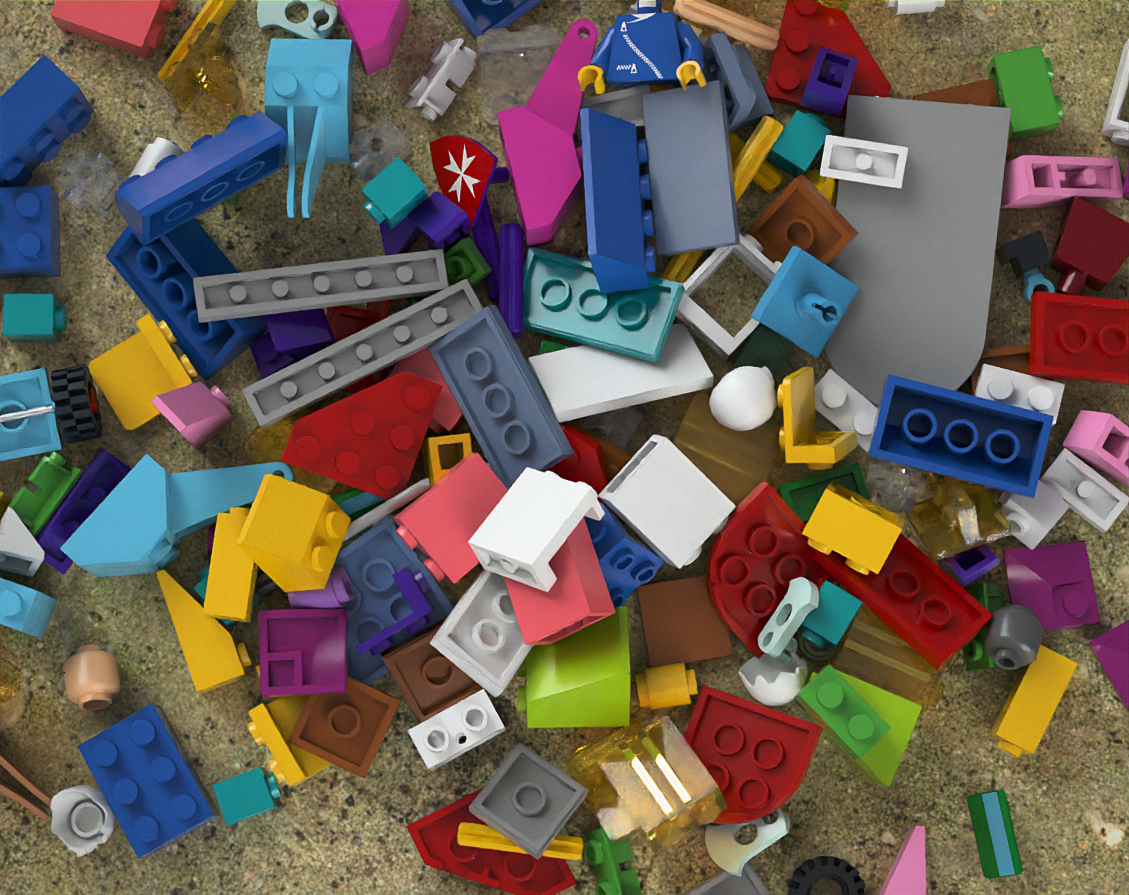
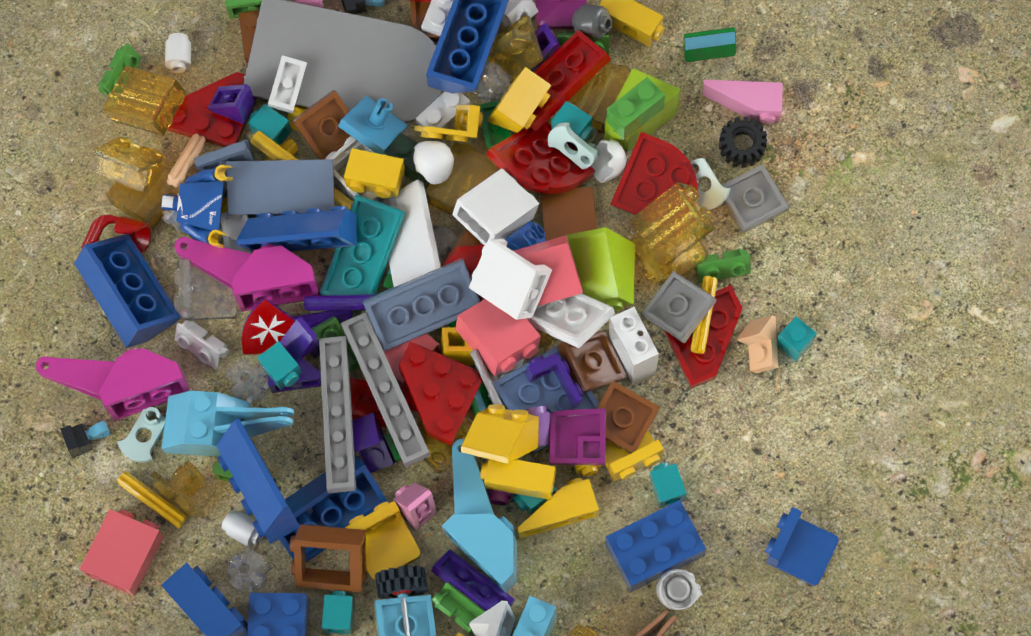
camera: 80 degrees left, 10 degrees down
(91, 678) = (585, 582): light nougat head -> none
(124, 297) = (330, 538): none -> dark orange window
(666, 686) = (610, 218): yellow brick -> none
(716, 309) = (374, 173): none -> yellow brick

